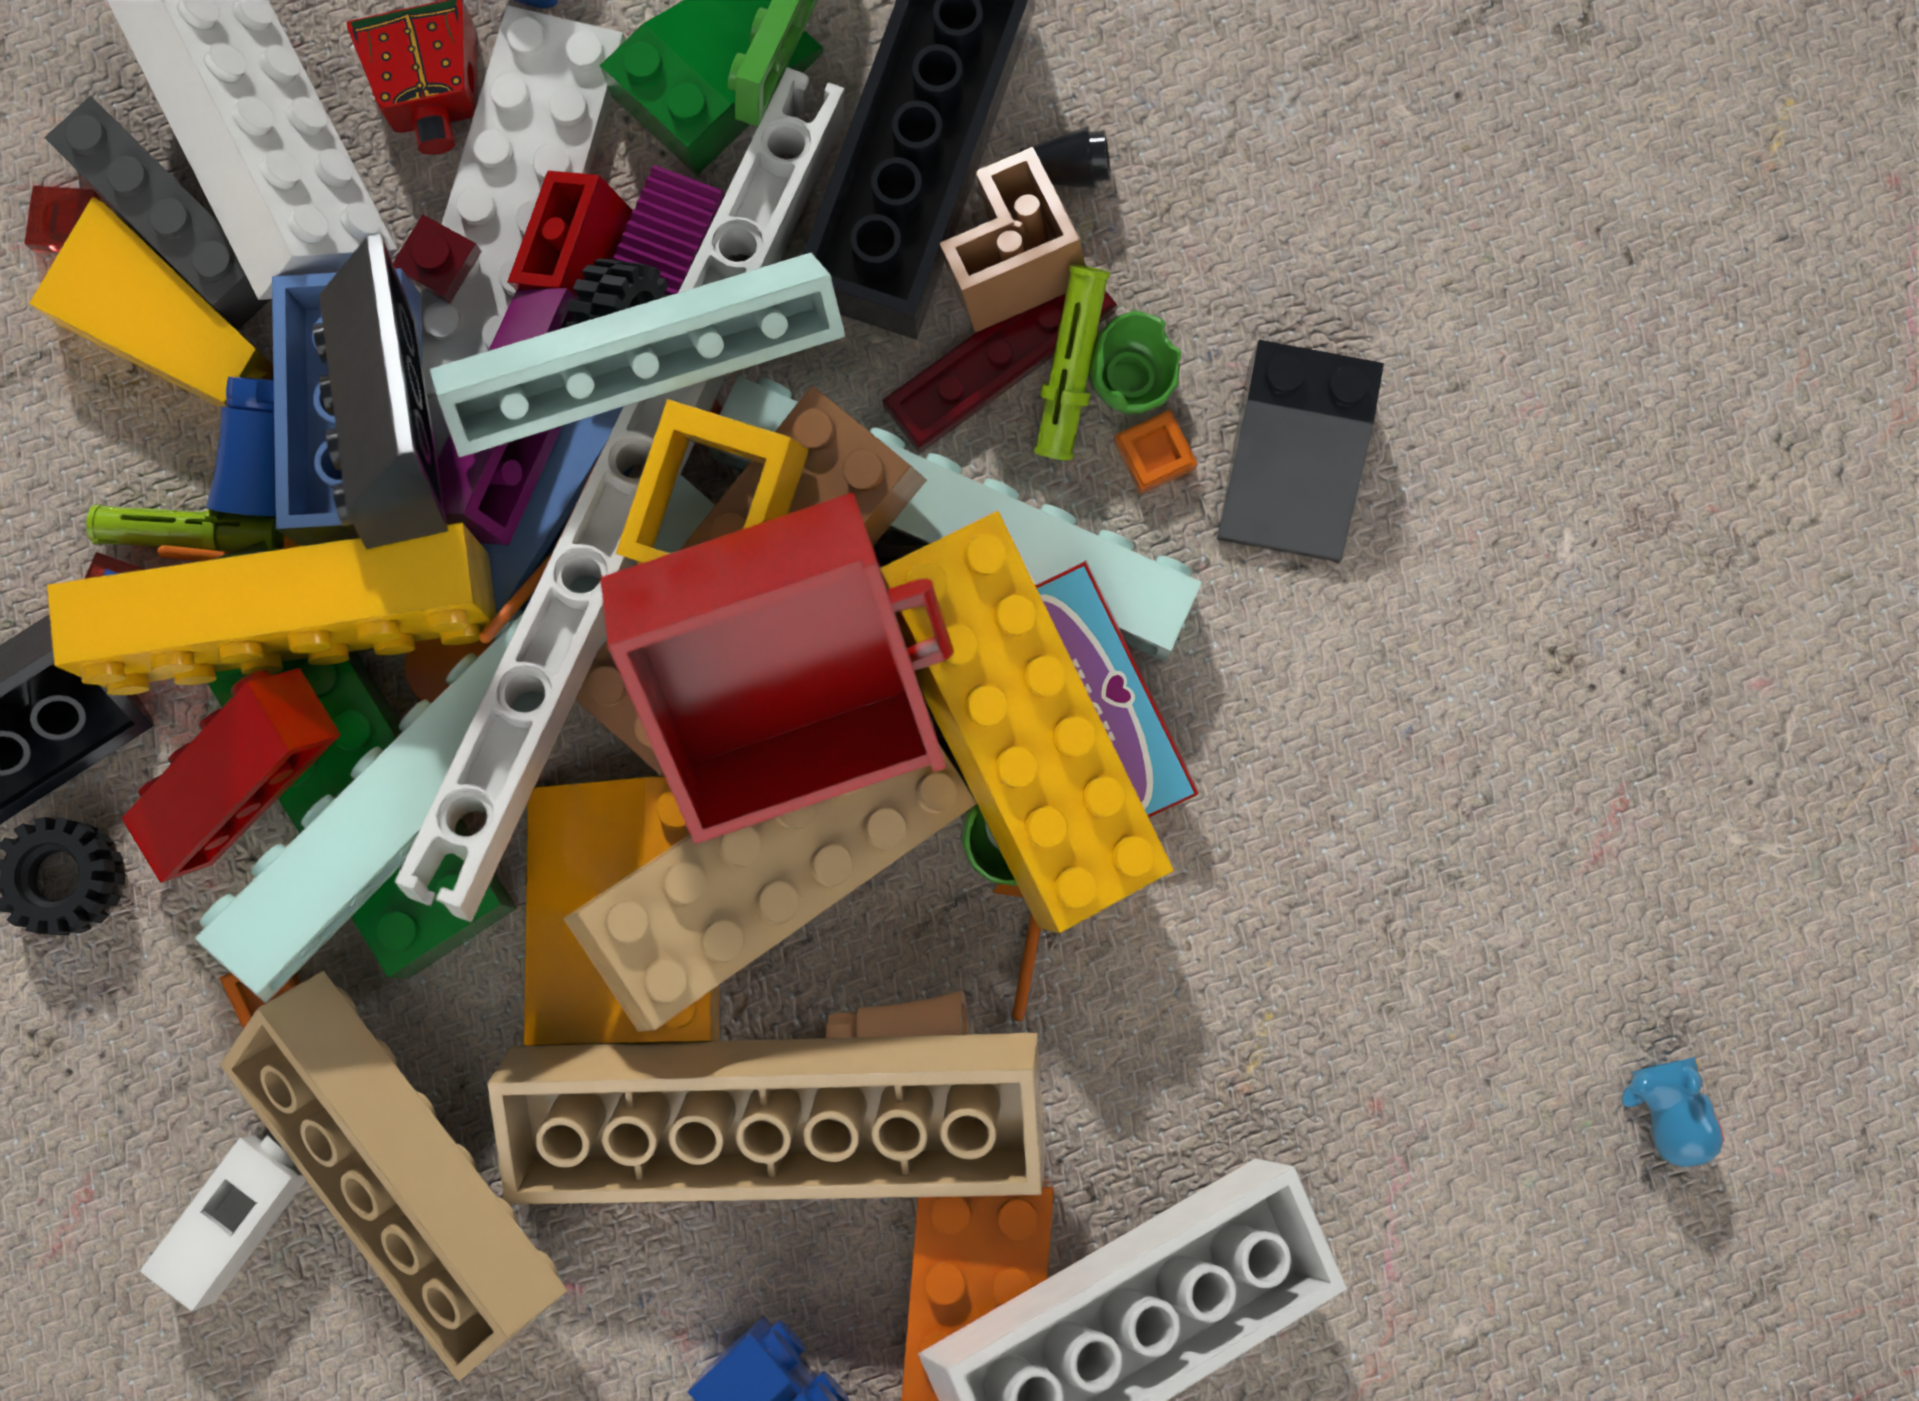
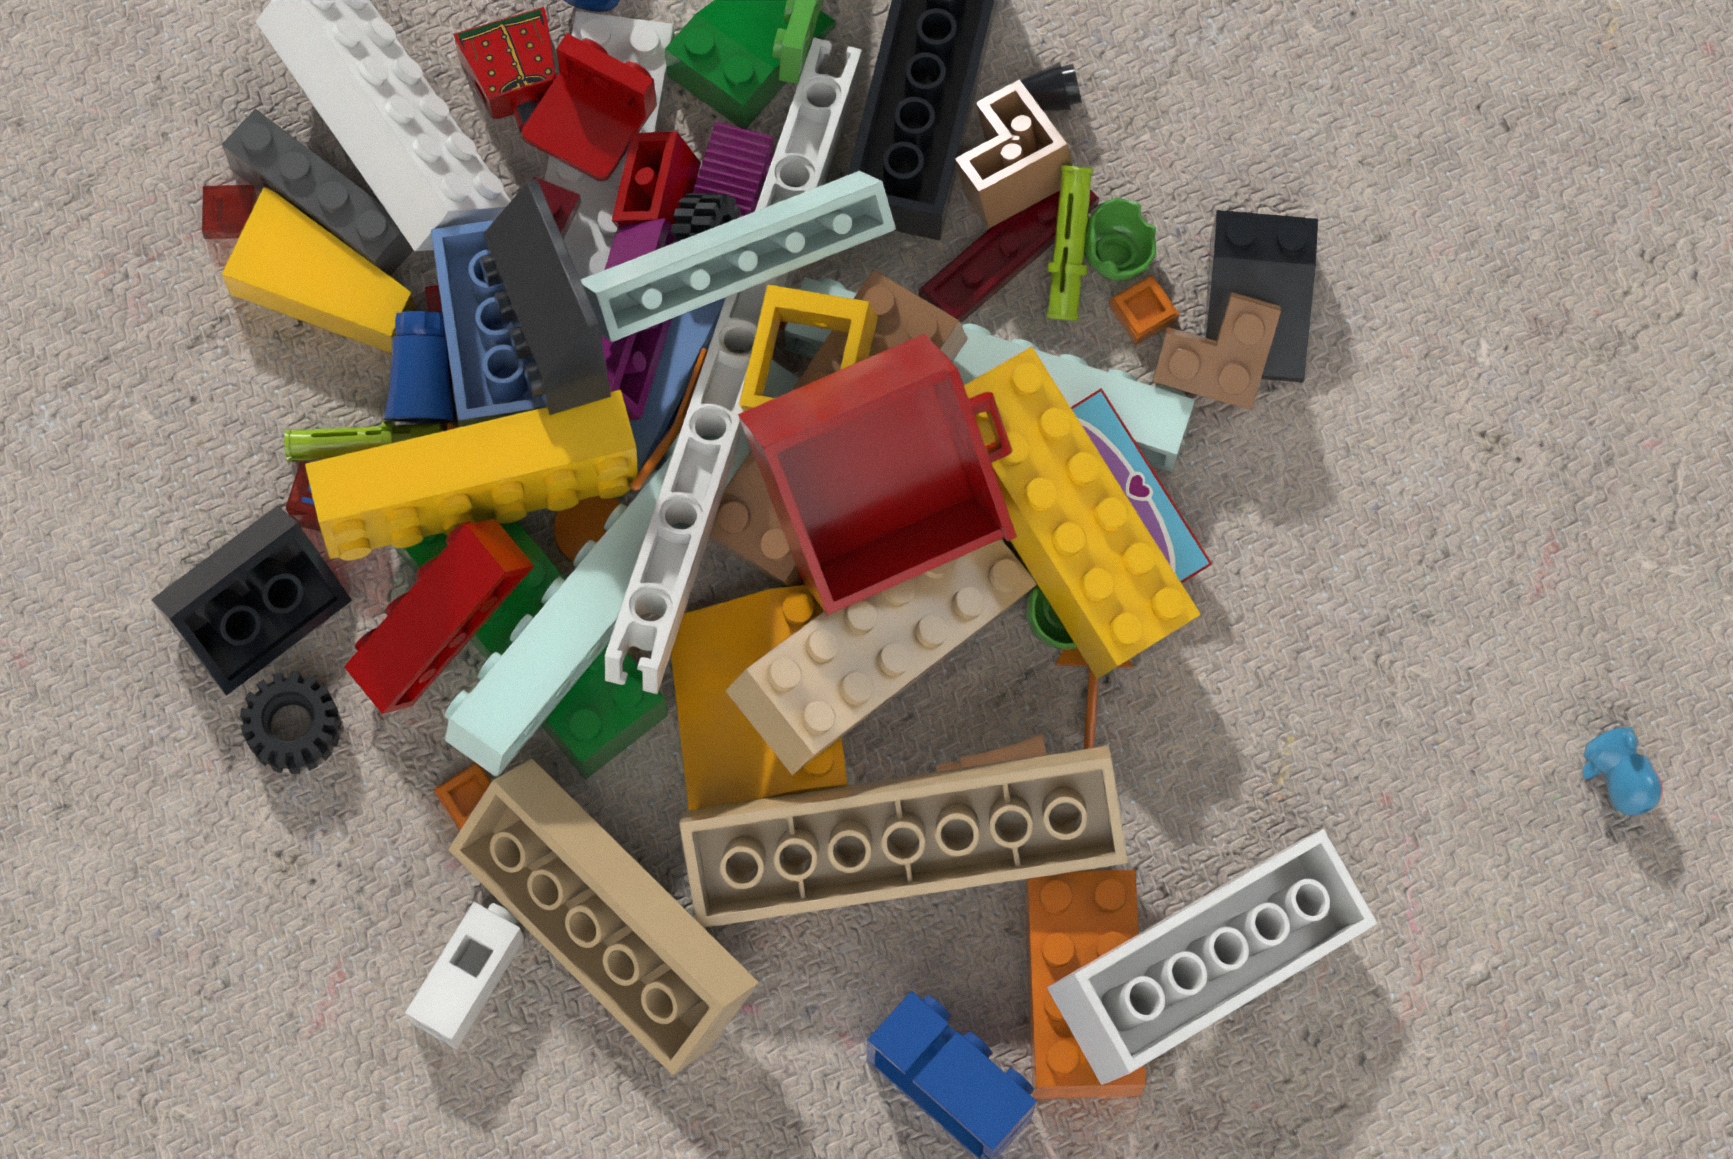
camera: 10 degrees left, 10 degrees down
(500, 134) = (591, 108): none -> red bracket
(1244, 541) = (1223, 368): none -> medium nougat brick

